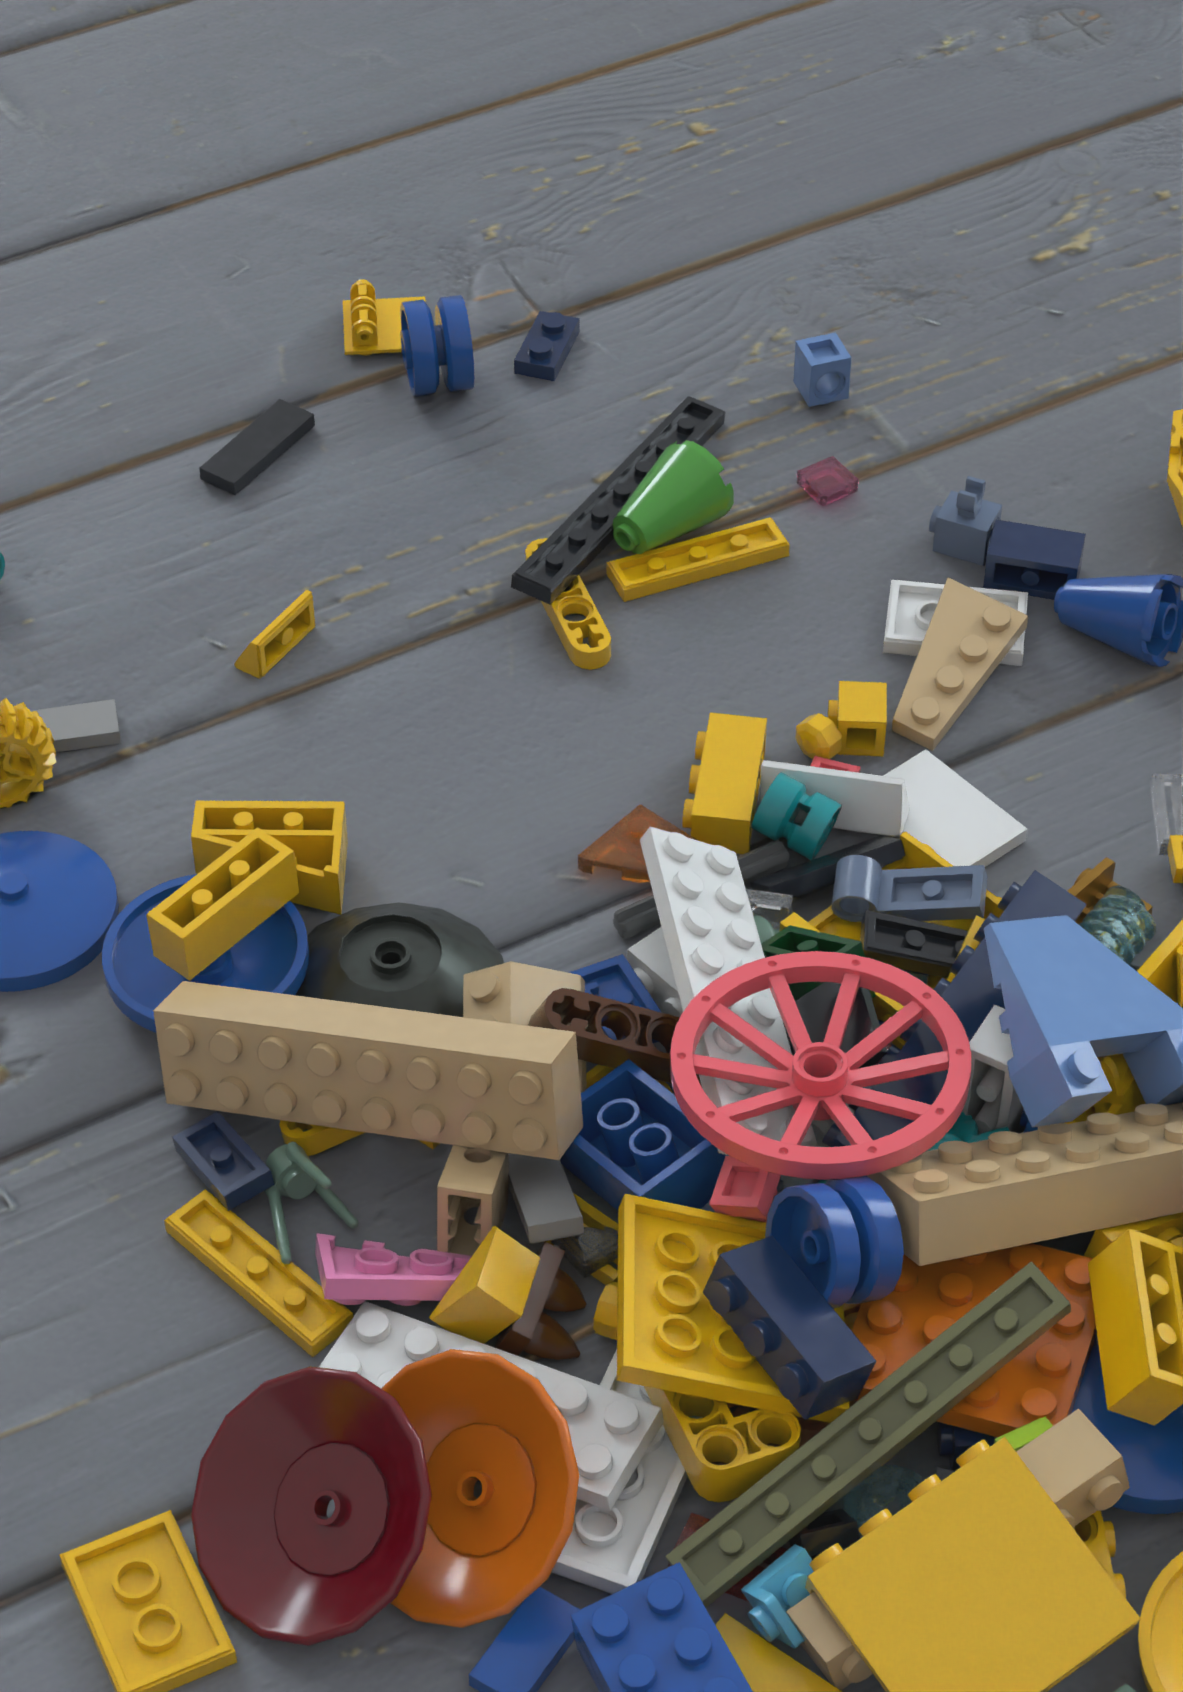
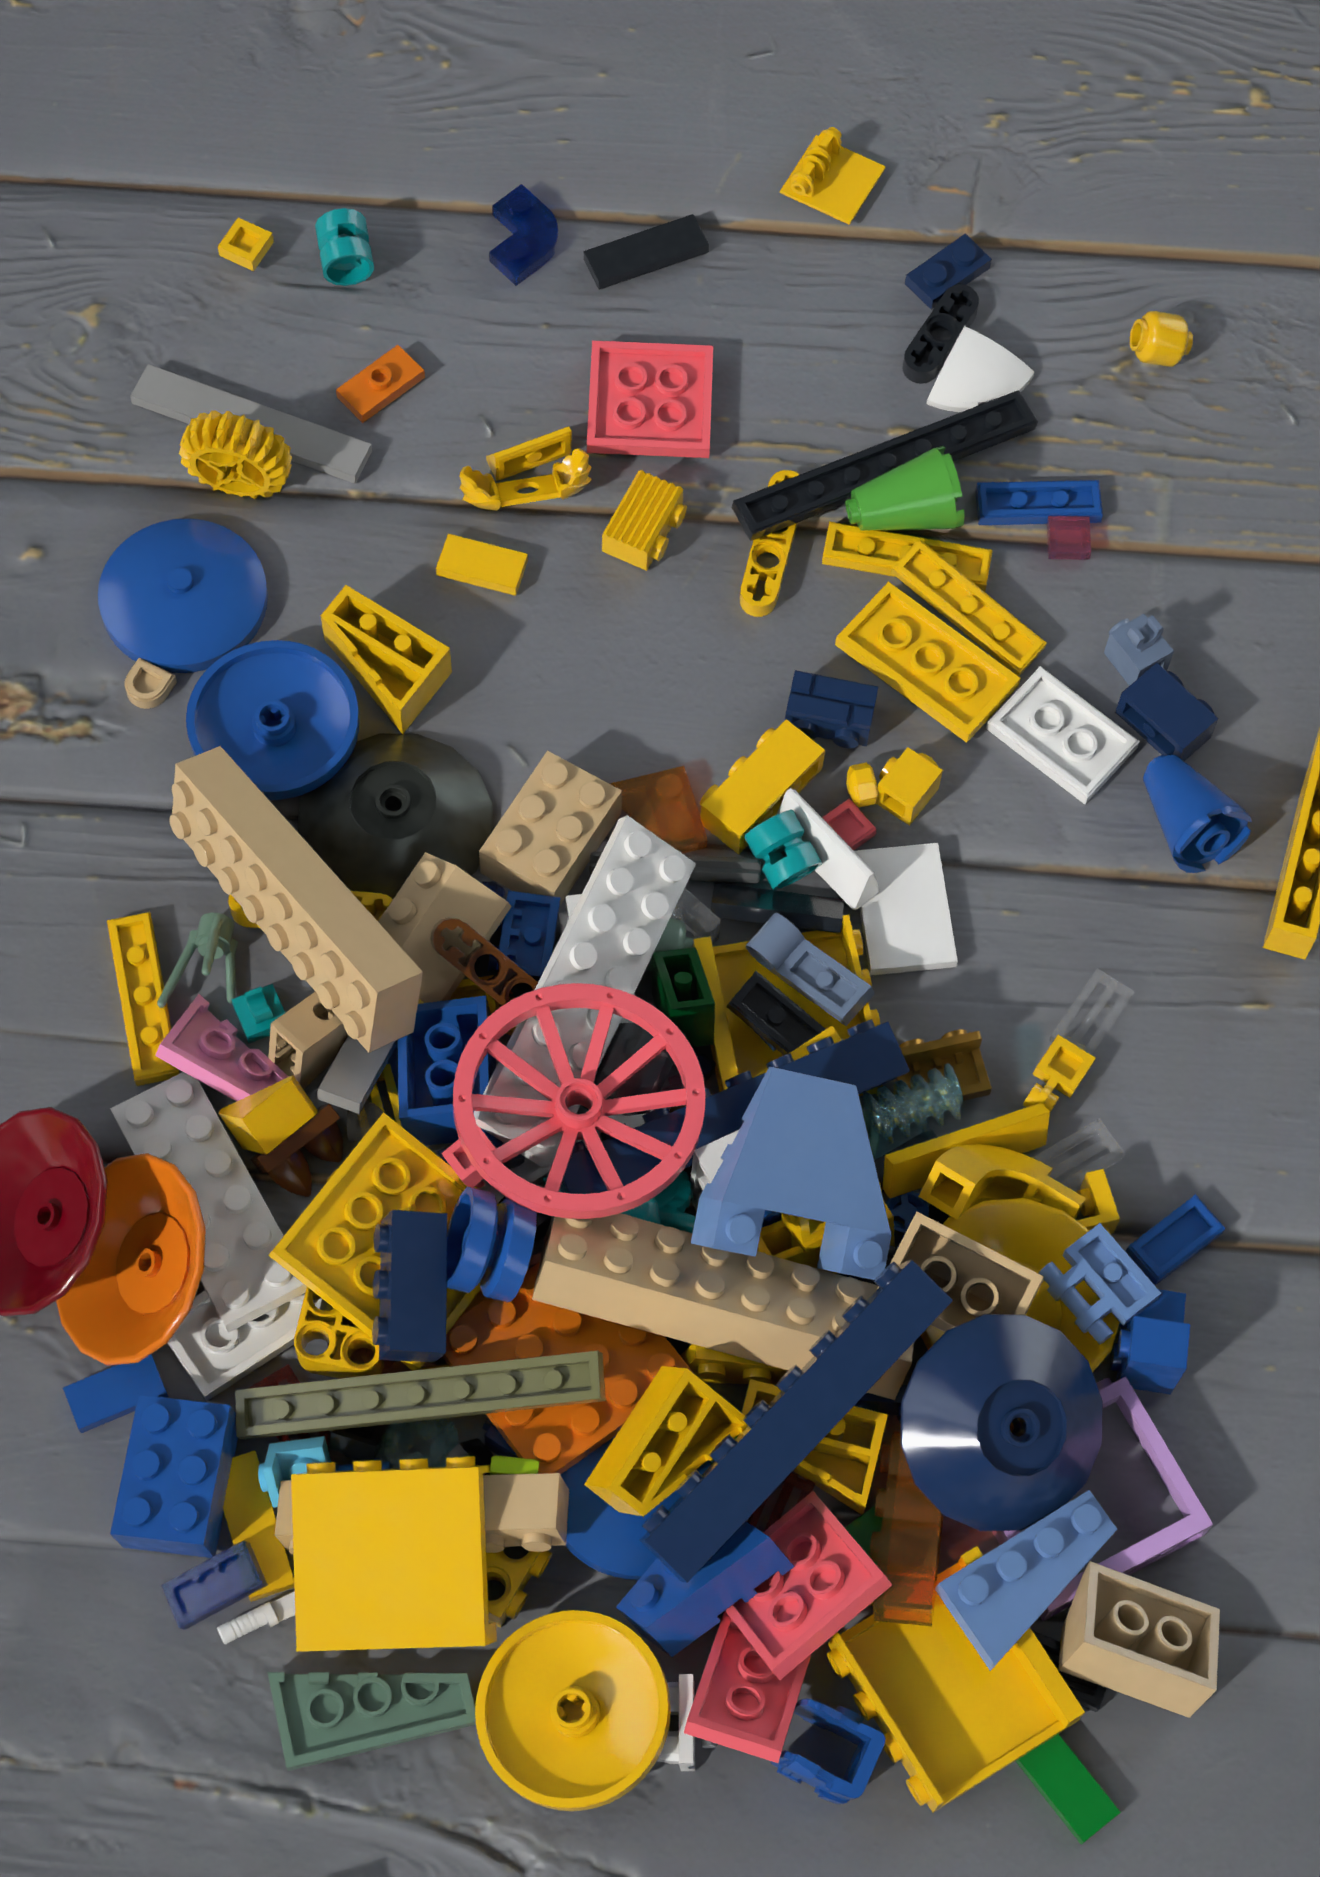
camera: 30 degrees right, 20 degrees up
(40, 1001) = (148, 684): none -> tan tile
(82, 653) = (380, 383): none -> orange plate
(135, 477) = (532, 238): none -> clear blue plate
(223, 903) = (294, 693): yellow brick -> none
(223, 1160) = (173, 898): dark blue plate -> none
(304, 745) = (481, 564): none -> yellow tile
(330, 641) = (565, 481): none -> yellow piece
(359, 547) = (650, 399): none -> coral plate
(394, 1218) = (257, 1011): none -> teal tile
(435, 636) = (643, 521): none -> yellow brick
(441, 345) = (840, 234): blue wheel -> none
(562, 902) = (550, 829): none -> tan brick
(582, 378) = (940, 349): none -> black beam
(639, 401) = (977, 373): none -> white brick
(738, 687) = (832, 708): none -> dark blue brick
(777, 307) = (1161, 338): none -> yellow head
(777, 467) = (1036, 500): none -> blue tile
(790, 565) = (968, 607): none -> yellow tile
(790, 622) = (927, 661): none -> yellow plate
(822, 369) = (1141, 427): medium blue brick -> none
(955, 660) = (1028, 772): tan wing -> none

